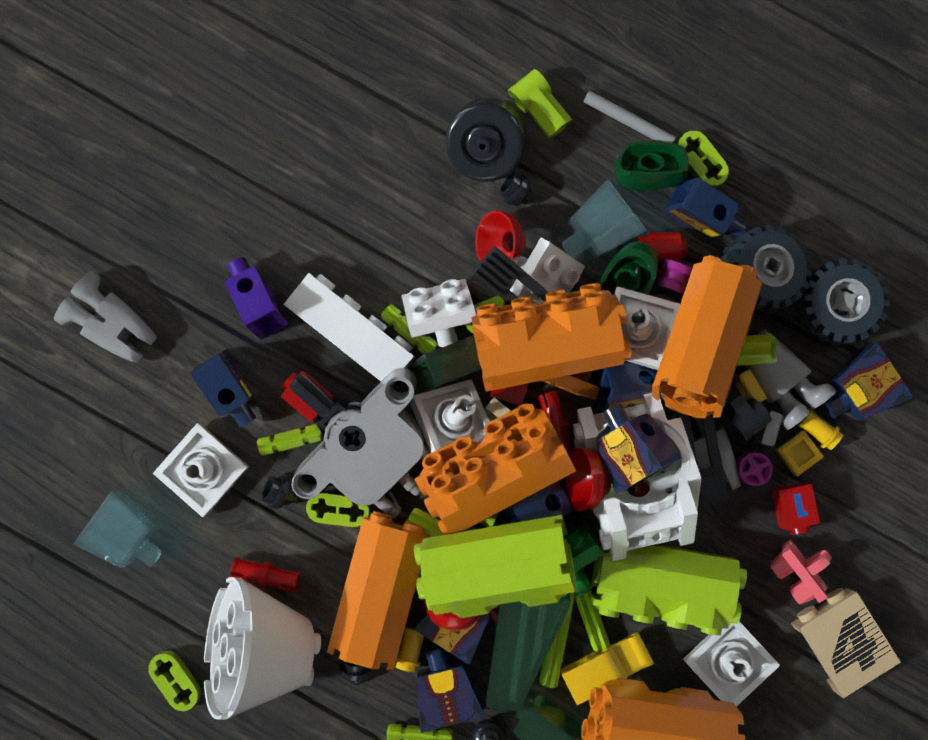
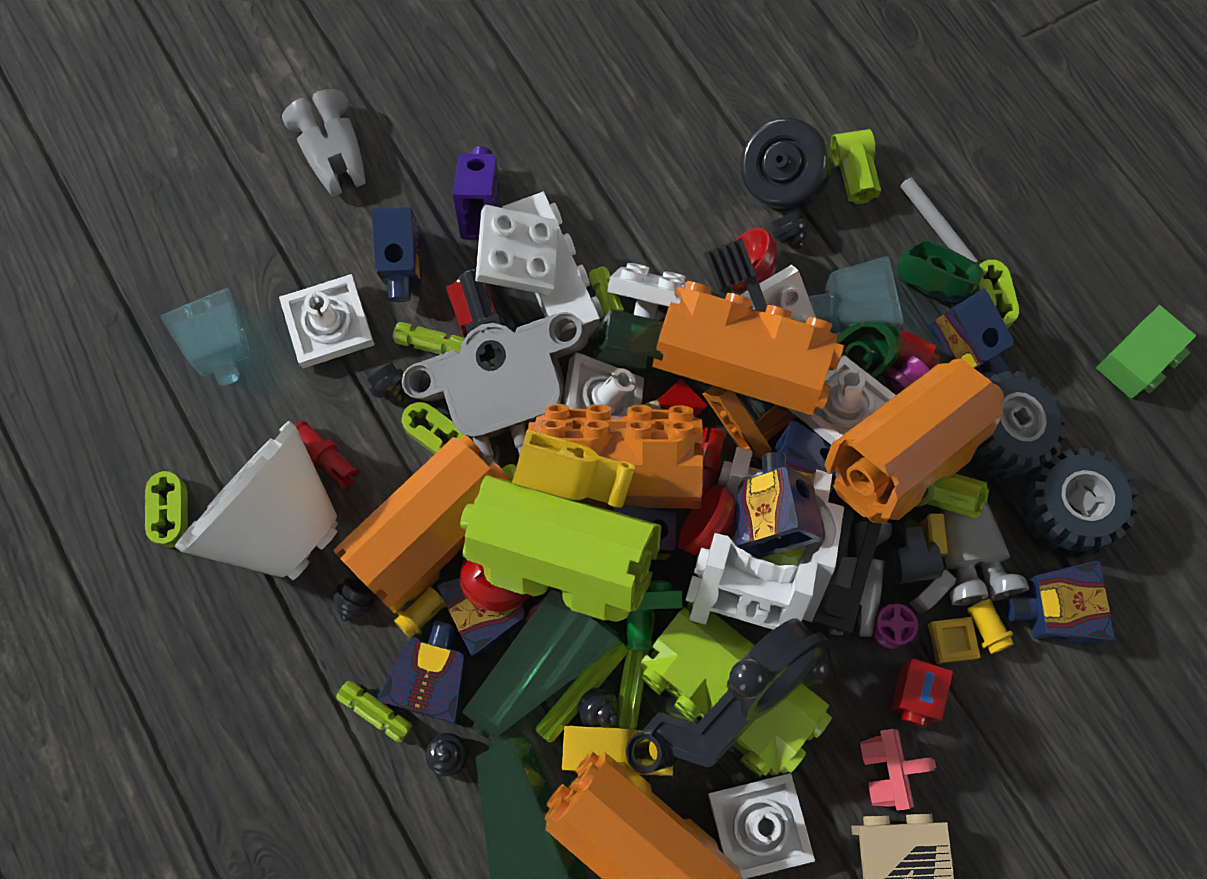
camera: 30 degrees right, 15 degrees down
(321, 340) = (517, 250): none -> white plate
(473, 513) = (571, 470): none -> yellow piece
(578, 647) = (598, 708): none -> black plate
(683, 611) = (754, 687): none -> black piece
(839, 148) = (1146, 352): none -> bright green brick

